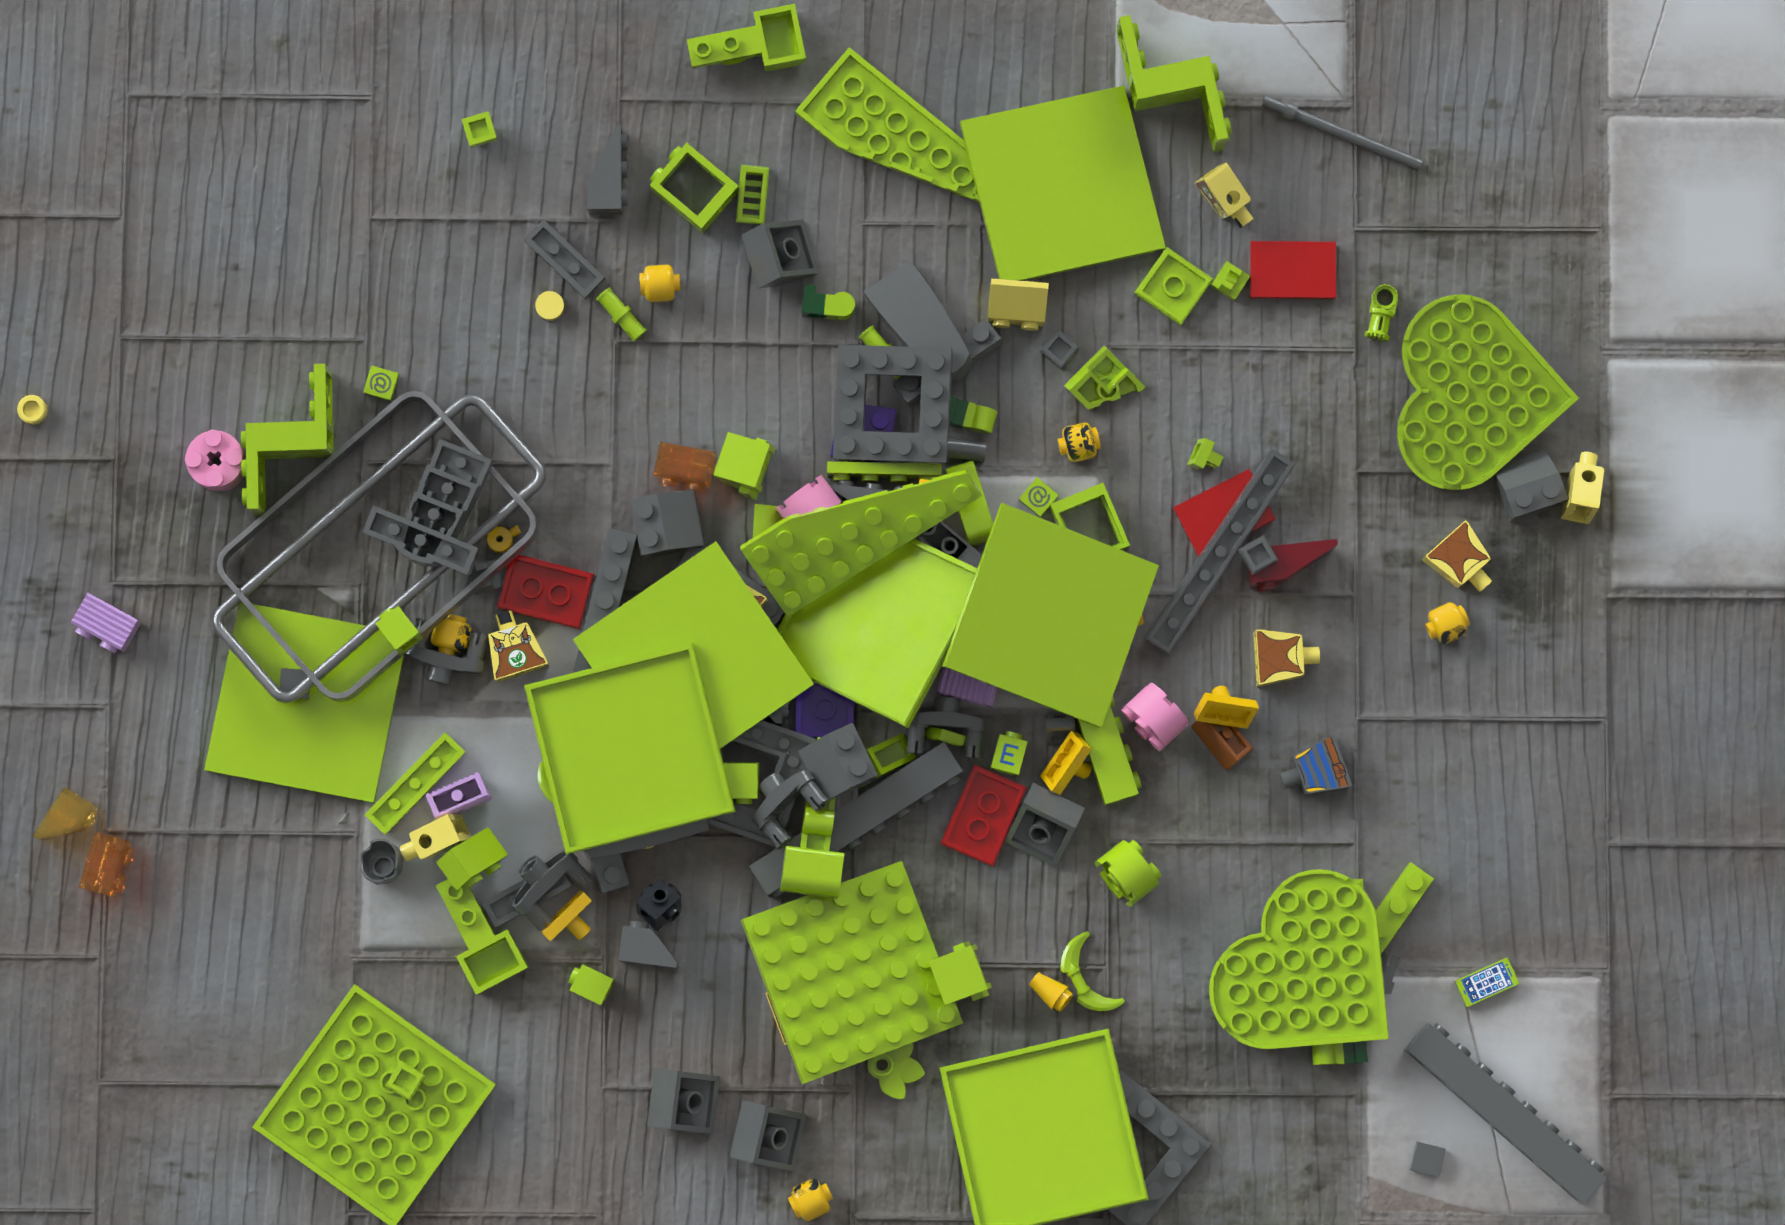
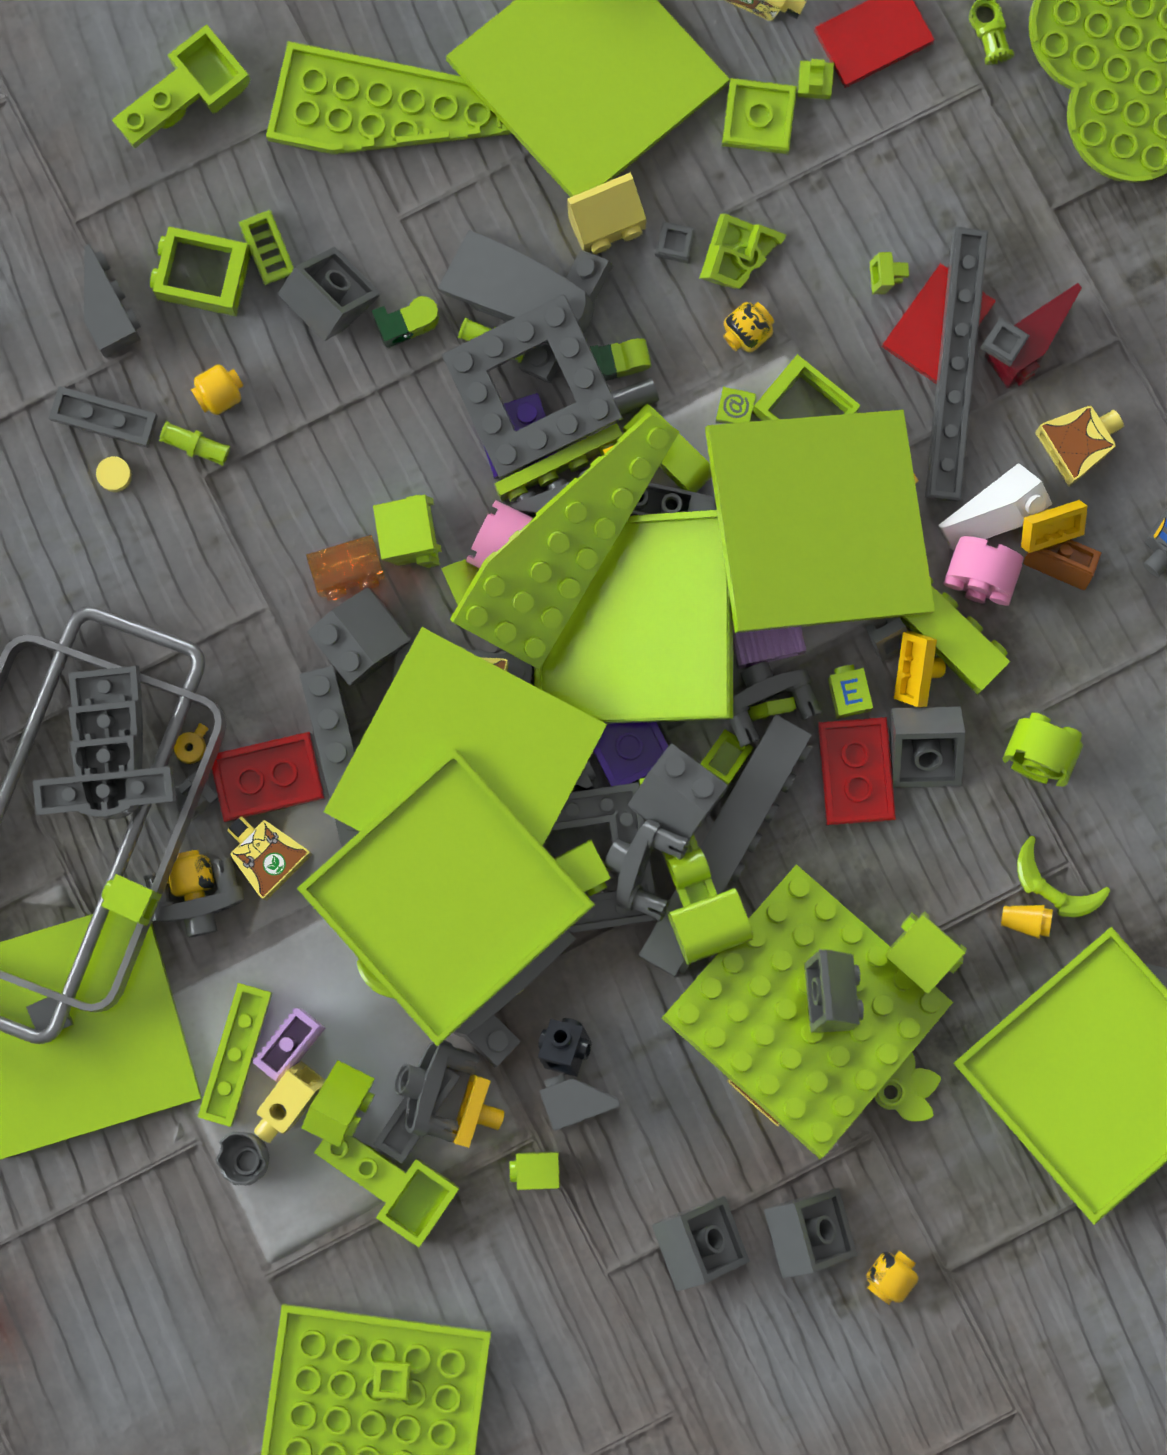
camera: 20 degrees left, 0 degrees up
(875, 967) = (833, 992): none -> dark grey slope
(1191, 675) = (998, 507): none -> white slope

